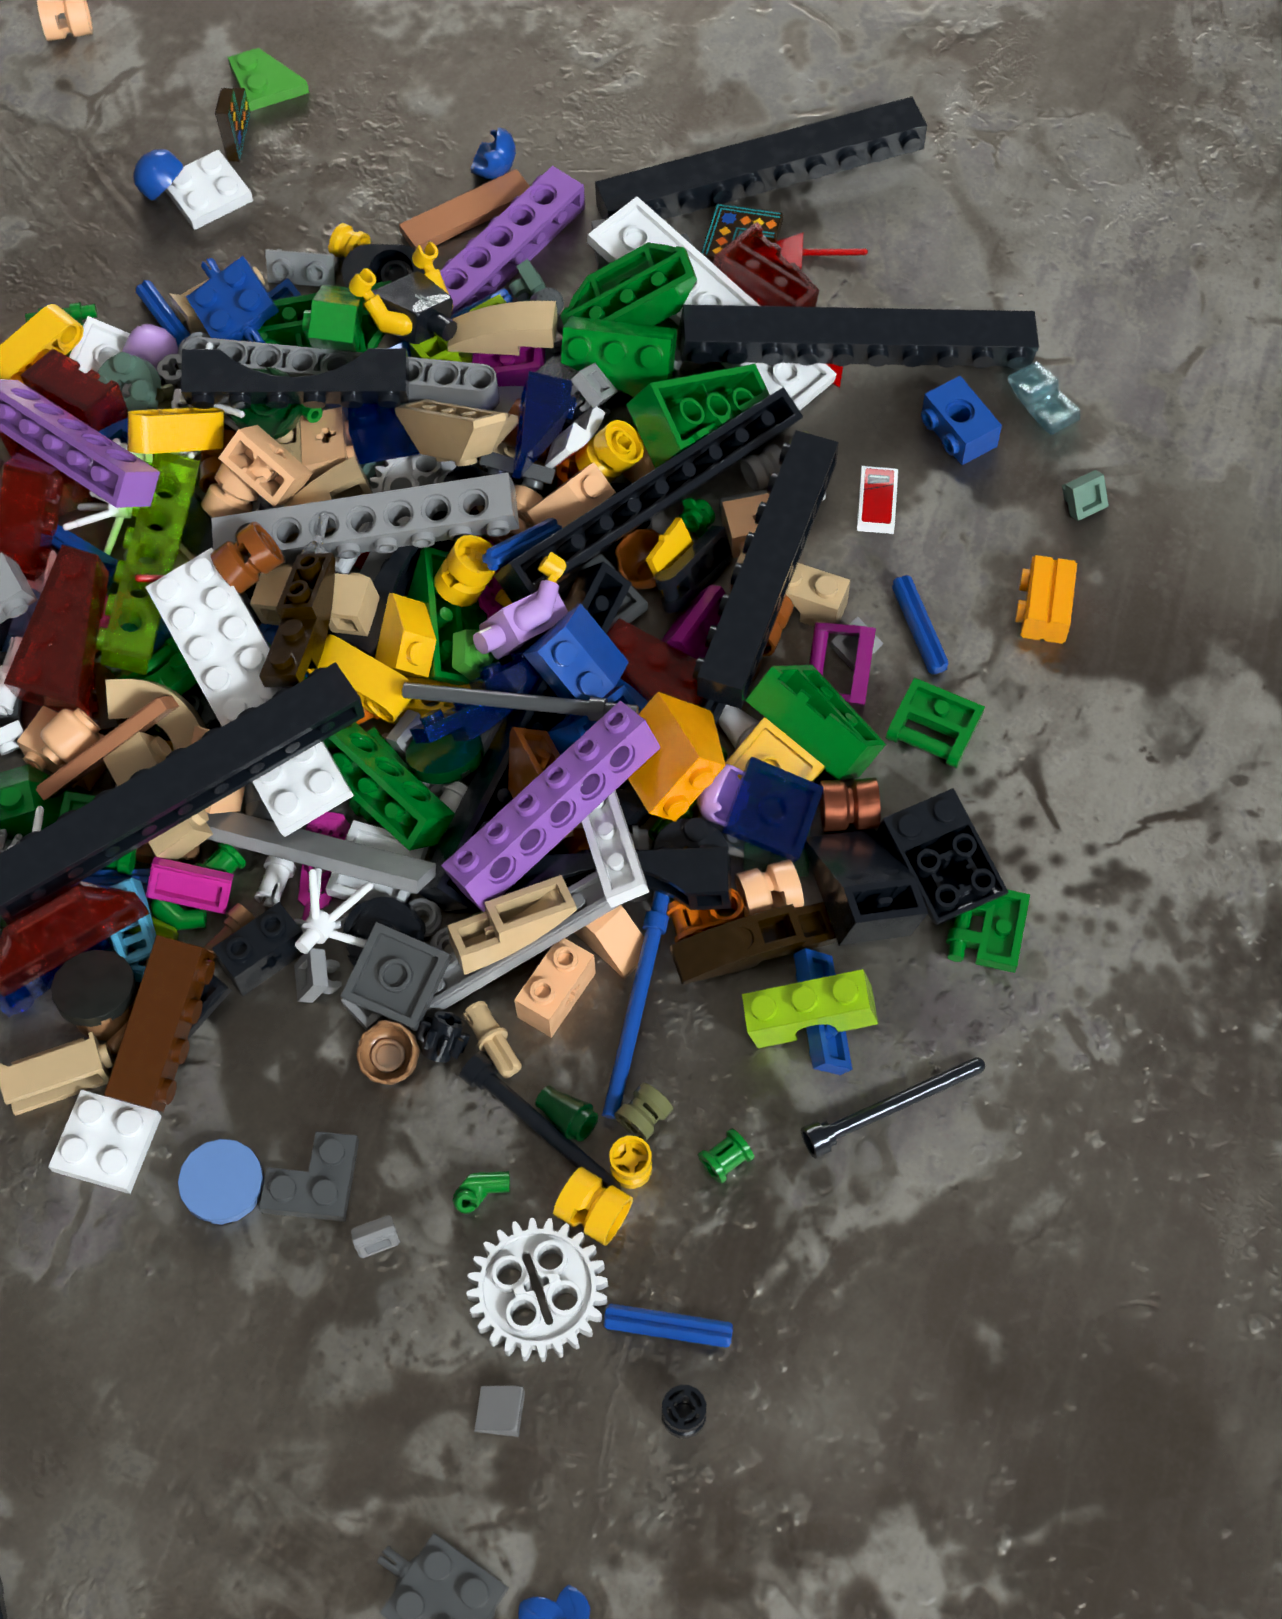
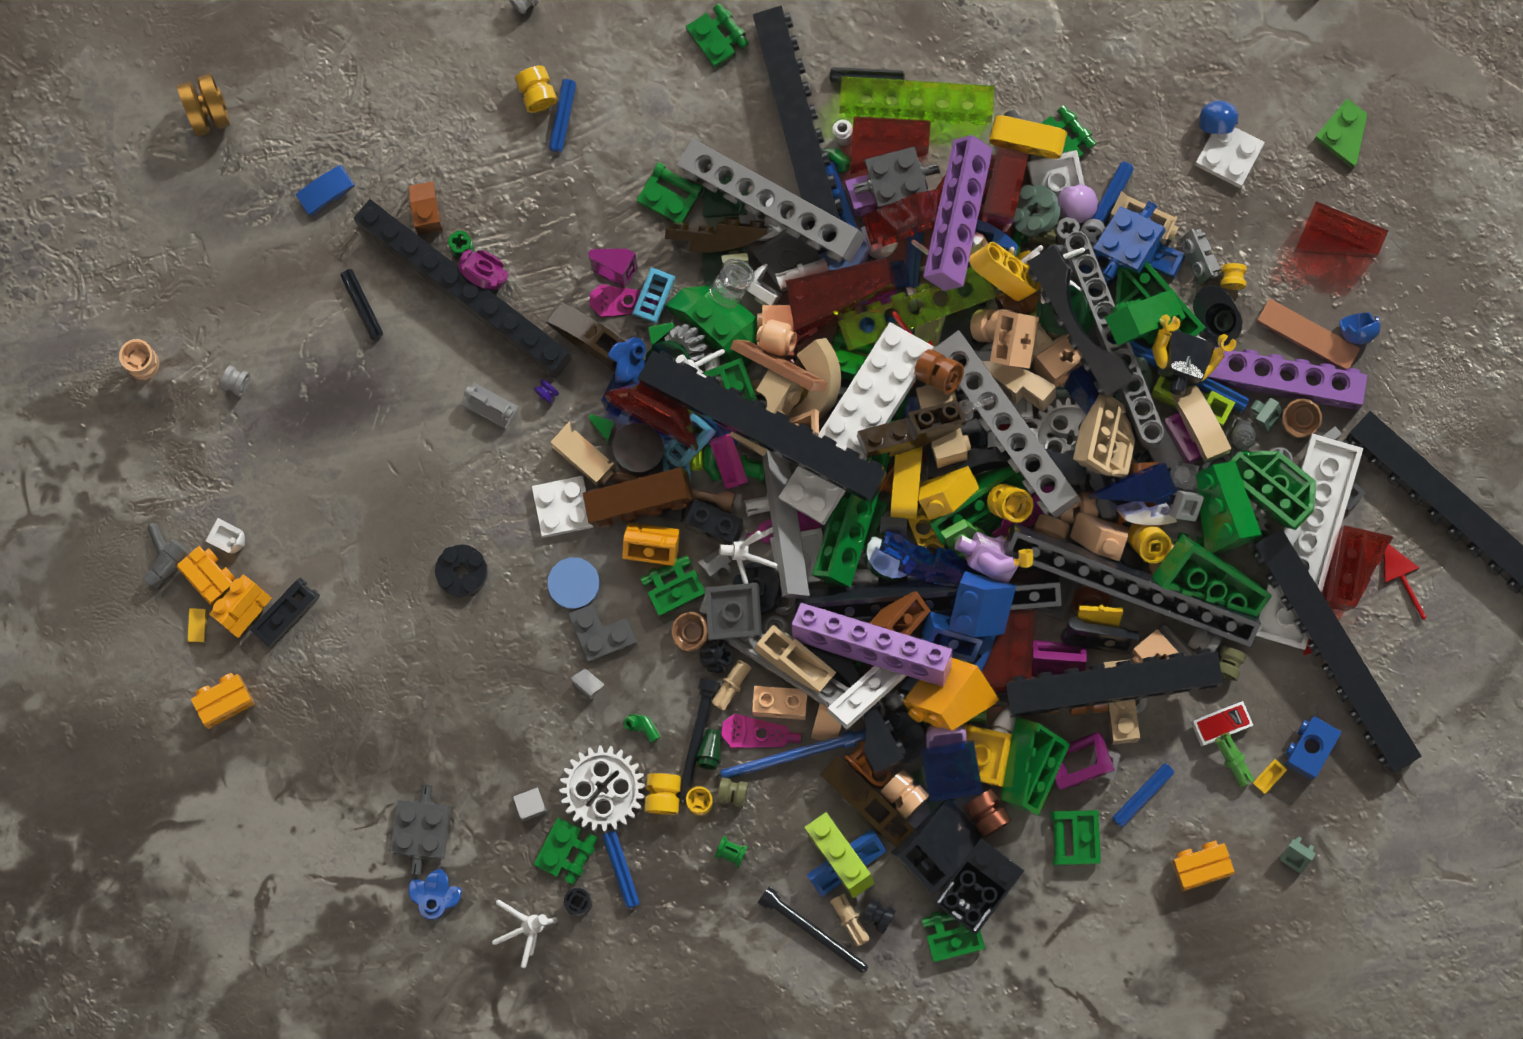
camera: 65 degrees right, 15 degrees up
(33, 1028) = (603, 426): none -> green slope
(103, 1357) = (469, 583): none -> black plate
(232, 119) = (1289, 139): dark brown tile -> none
(235, 1041) = (651, 544): none -> light orange brick
(322, 1047) = (676, 592): none -> green plate
(373, 123) = (1339, 234): none -> clear red wedge
(511, 548) = (1046, 526): blue axle -> none
(559, 253) = (1301, 418): none -> medium nougat hair
(574, 1054) = (748, 729): none -> dark pink piece
(587, 1402) = (558, 848): none -> green plate
(594, 708) = (949, 634): dark grey bar -> none
(687, 1496) = (530, 926): none -> white plant
(697, 515) = (1144, 618): green plate -> none
(732, 221) = (1395, 519): dark brown tile -> none
(903, 1047) = (850, 920): none -> tan axle
(917, 1007) = (877, 916): none -> black wheel
(931, 503) = (1234, 759): none -> bright green pin
(968, 483) = (1269, 776): none -> yellow piece
(1043, 400) = (1365, 793): clear light blue slope -> none

